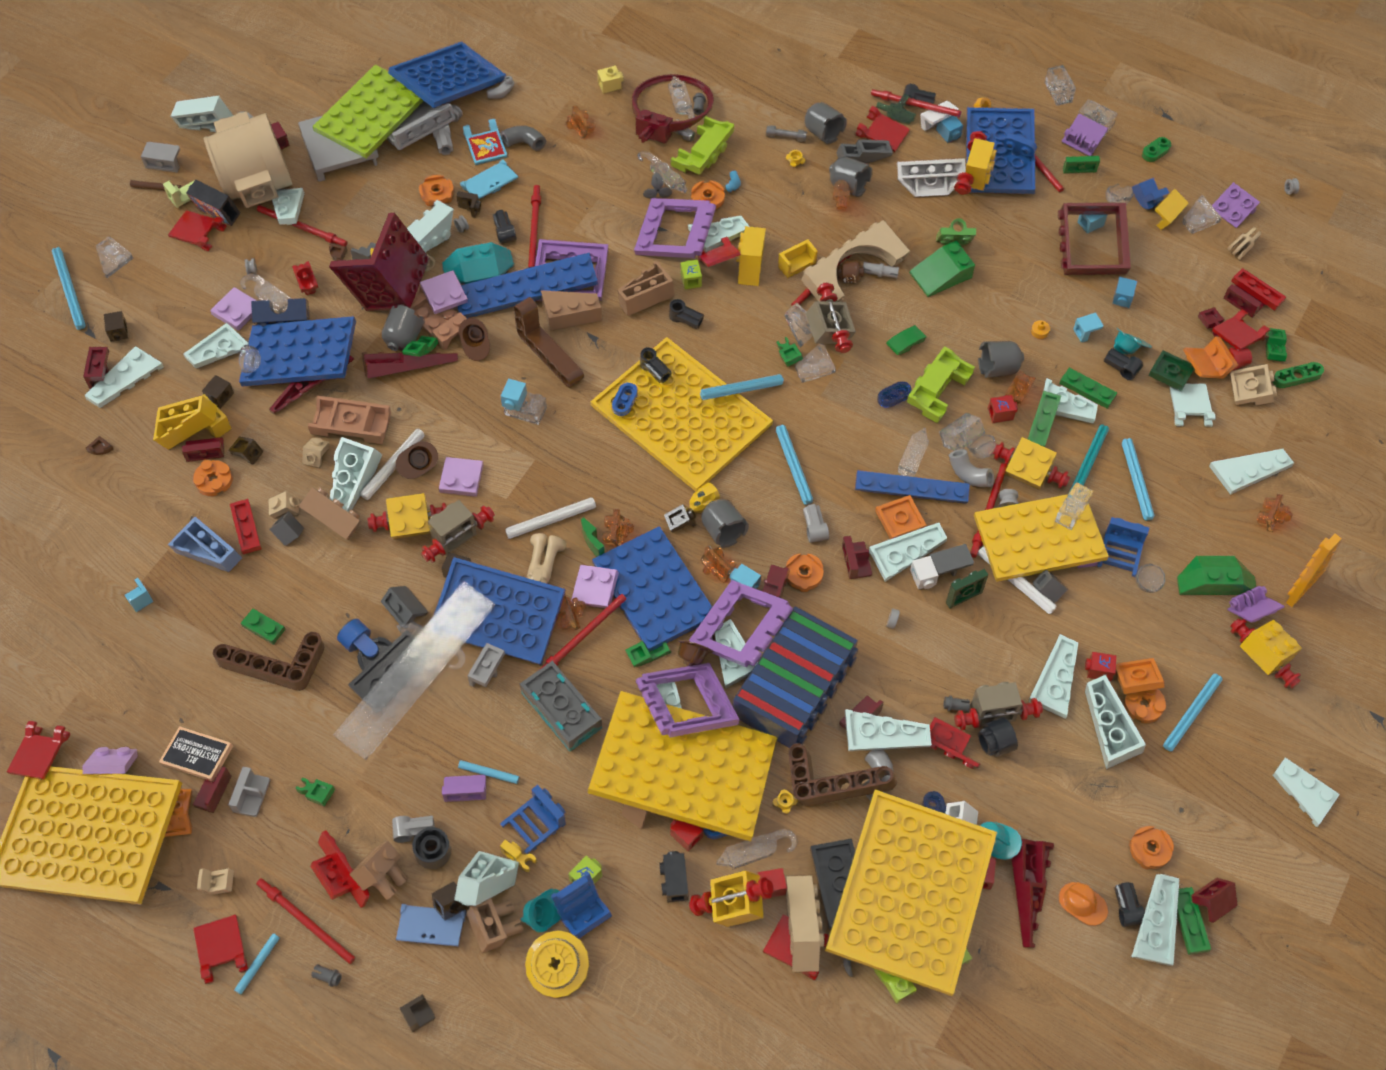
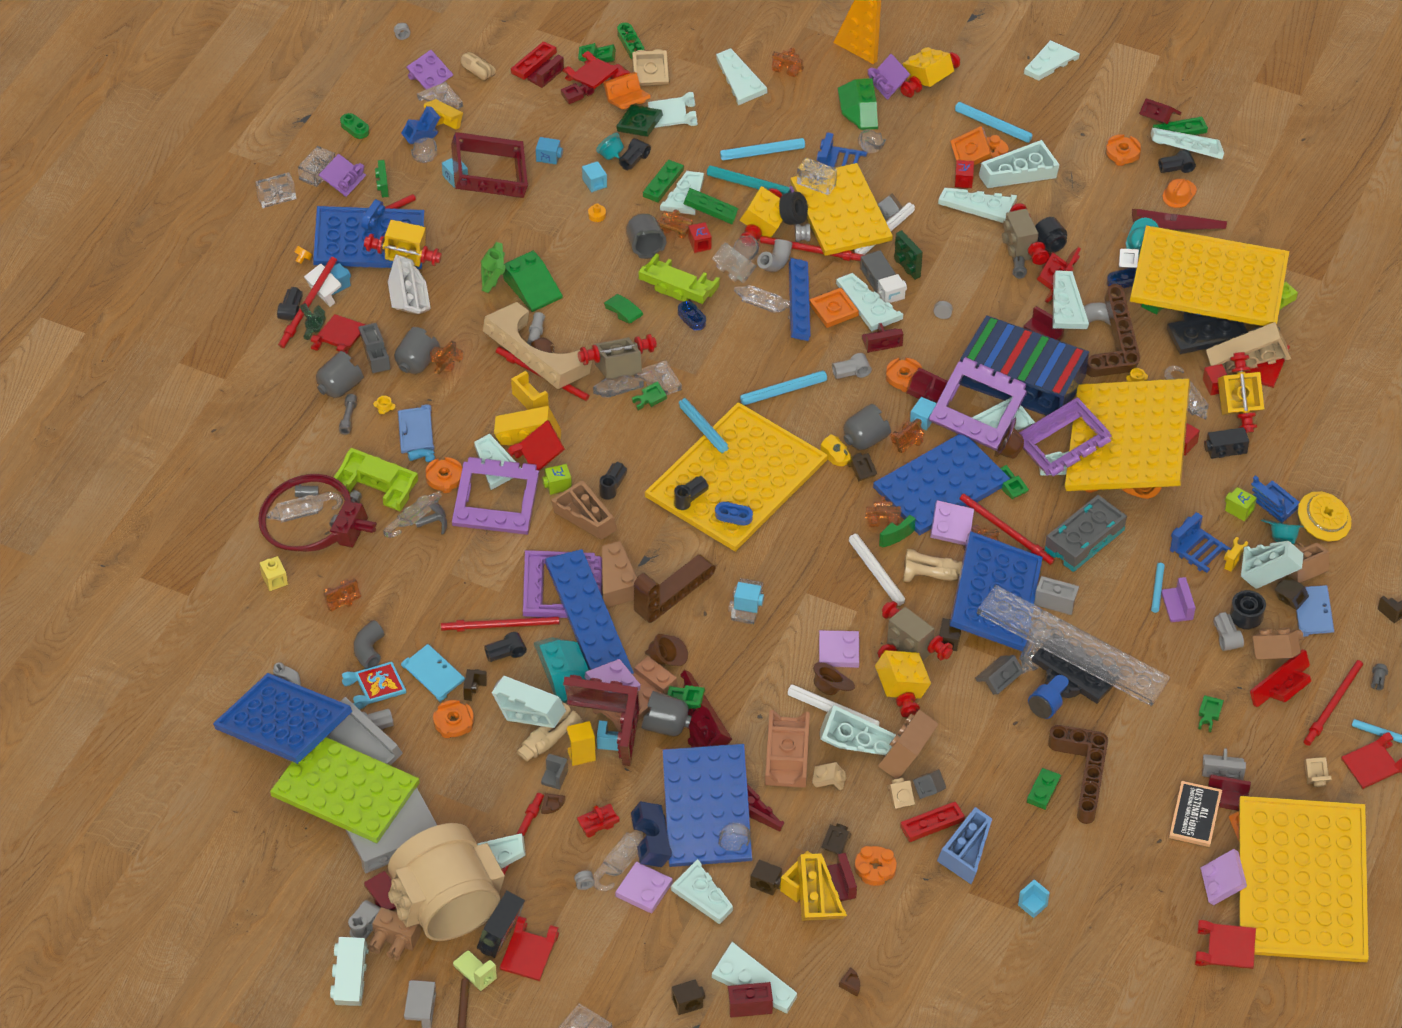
camera: 95 degrees left, 10 degrees down
(775, 181) = (418, 429): none -> medium blue door
(1033, 474) = (793, 208): none -> black tyre

